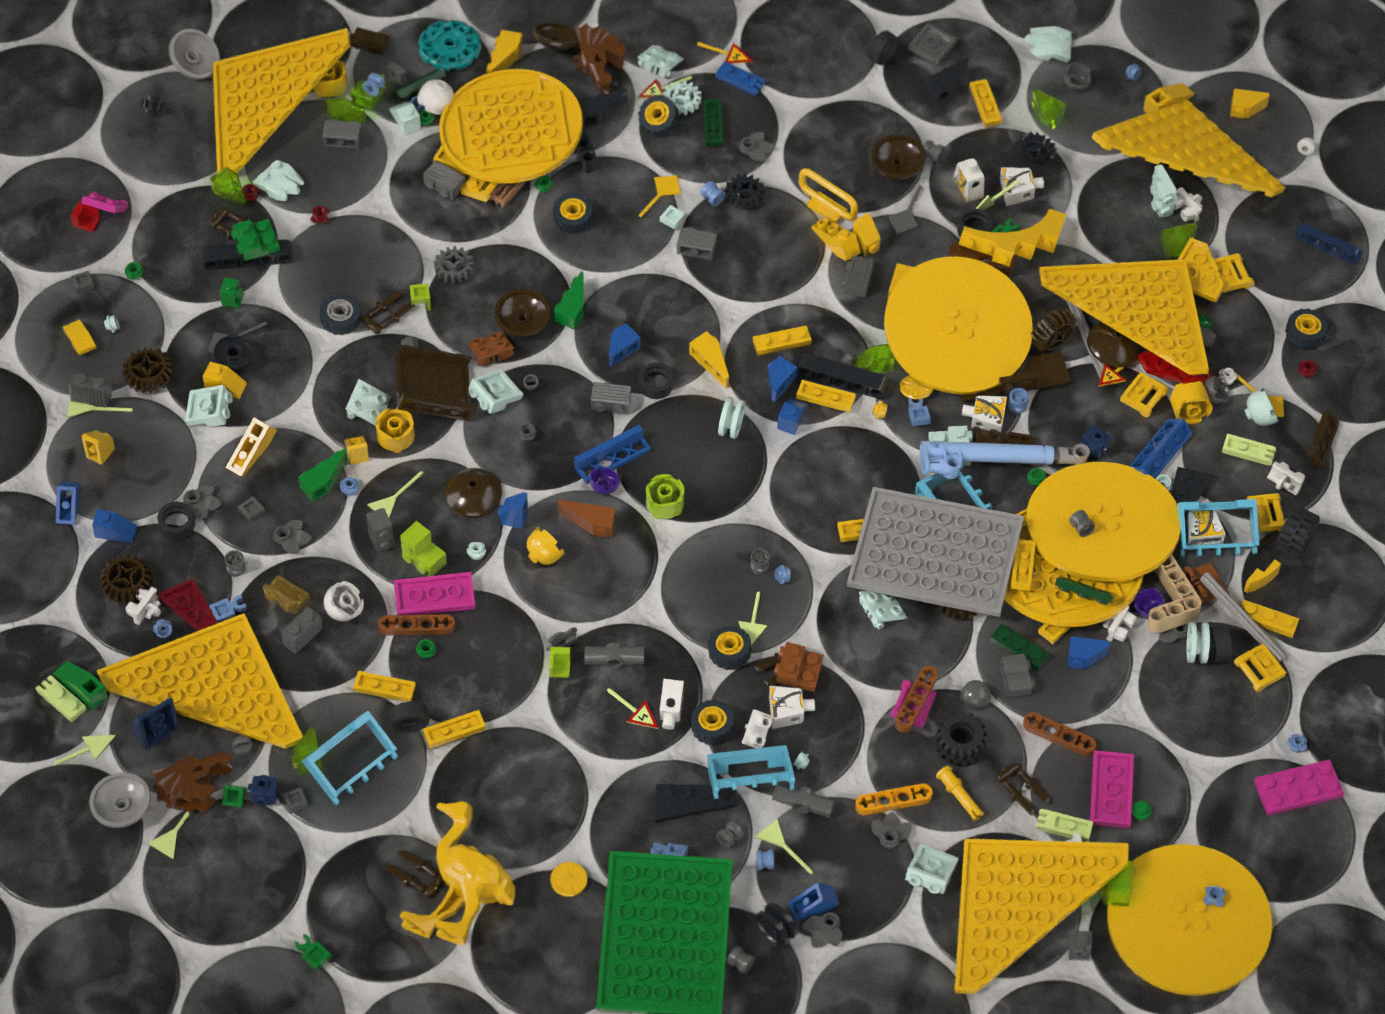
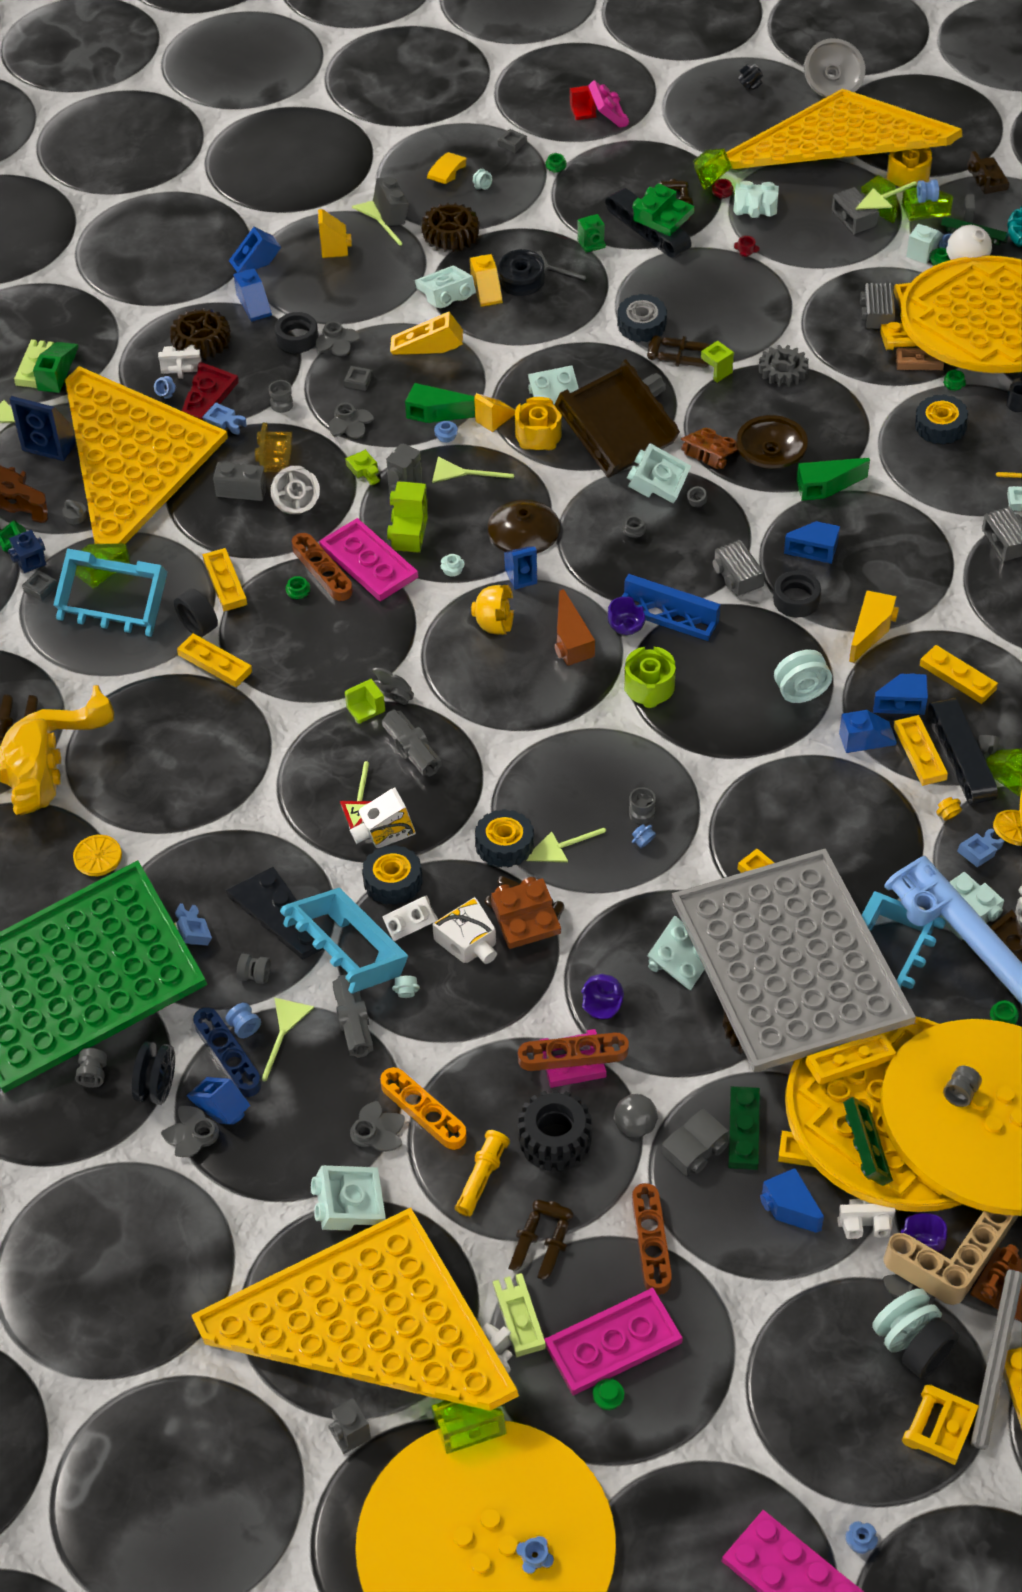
camera: 60 degrees right, 5 degrees down
(340, 551) = (363, 465): none -> lime plate
(351, 118) = (876, 201): none -> yellowish green piece
(778, 877) = (225, 1052): none -> dark blue beam
(886, 662) = (602, 996): none -> dark purple hair

